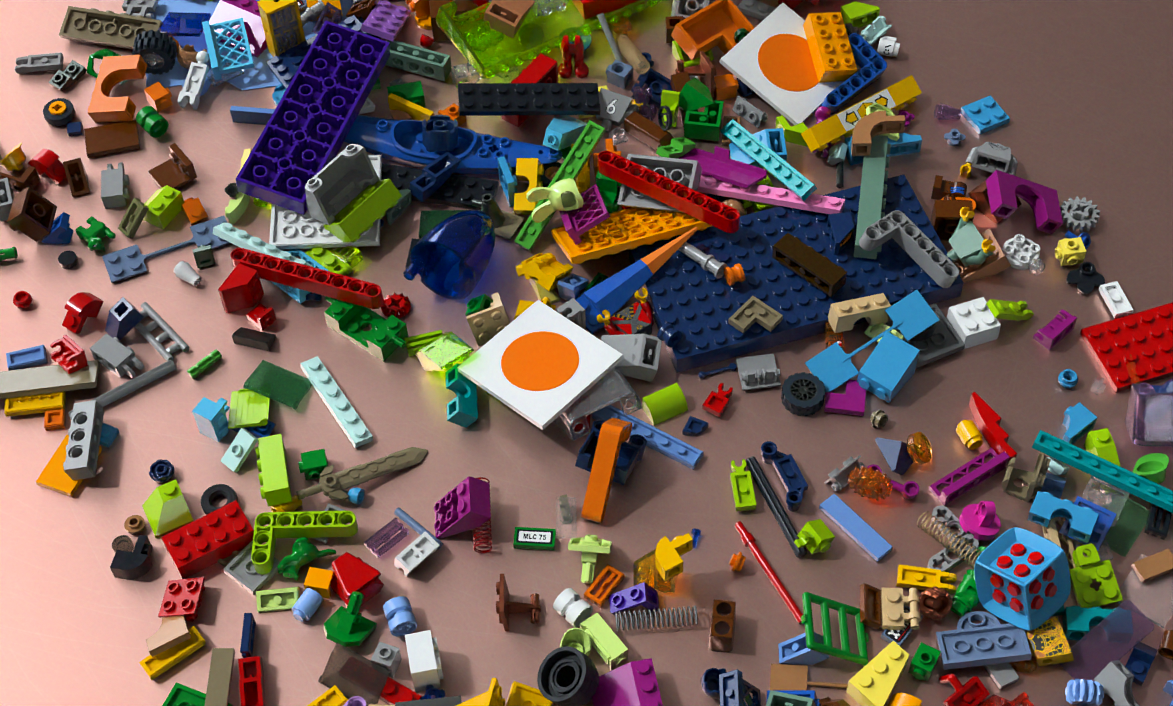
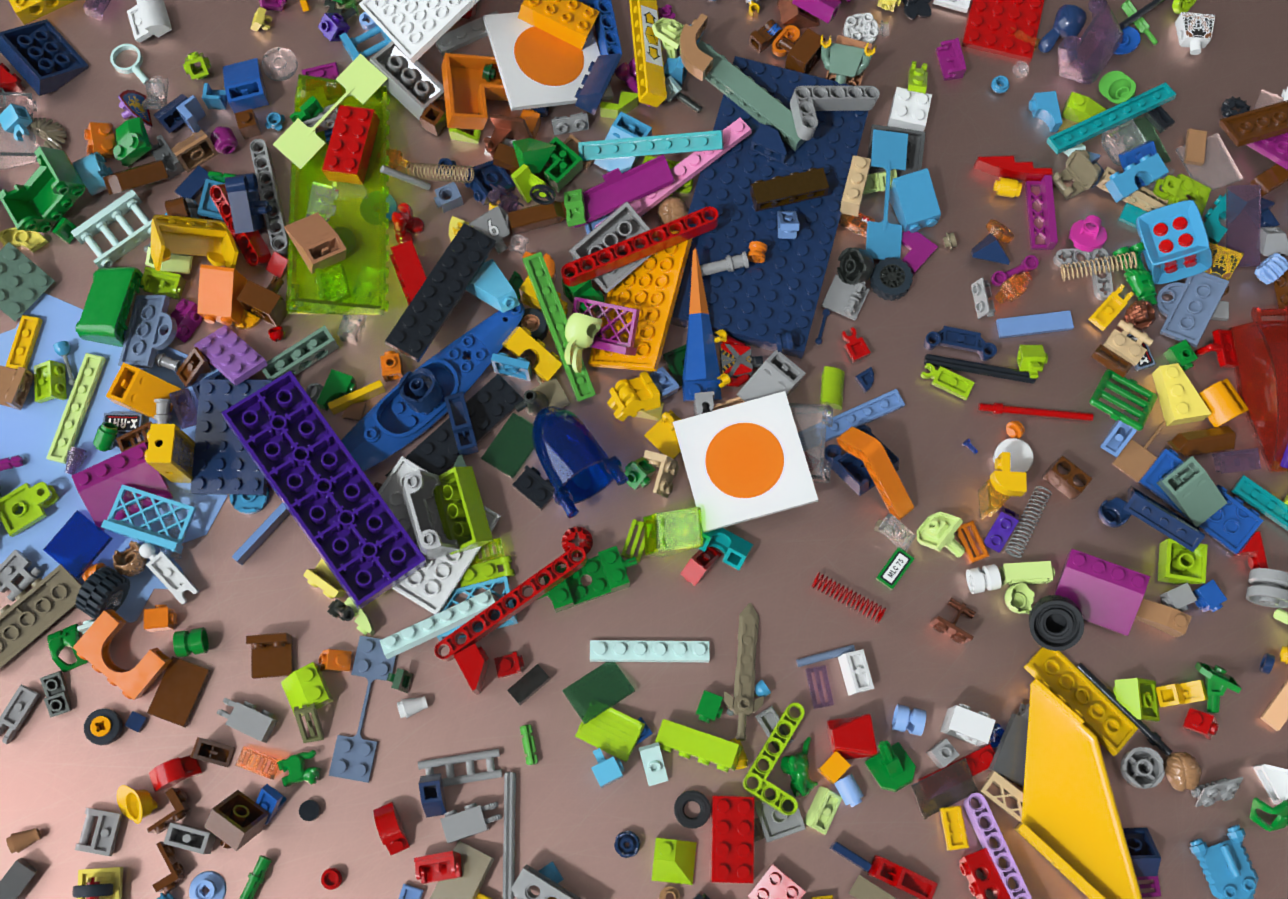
camera: 60 degrees left, 20 degrees up
(88, 210) = (272, 770): none -> clear orange slope
(432, 392) = (700, 565): none -> slope
(462, 508) = (841, 611): magenta slope -> none
(709, 575) = (1020, 454): none -> white tile
(755, 311) = (805, 261): dark tan plate -> none
(777, 282) = (787, 224): none -> medium blue slope
(790, 359) = (855, 266): none -> pearl dark grey cylinder
(793, 102) = (596, 82): none -> dark blue slope

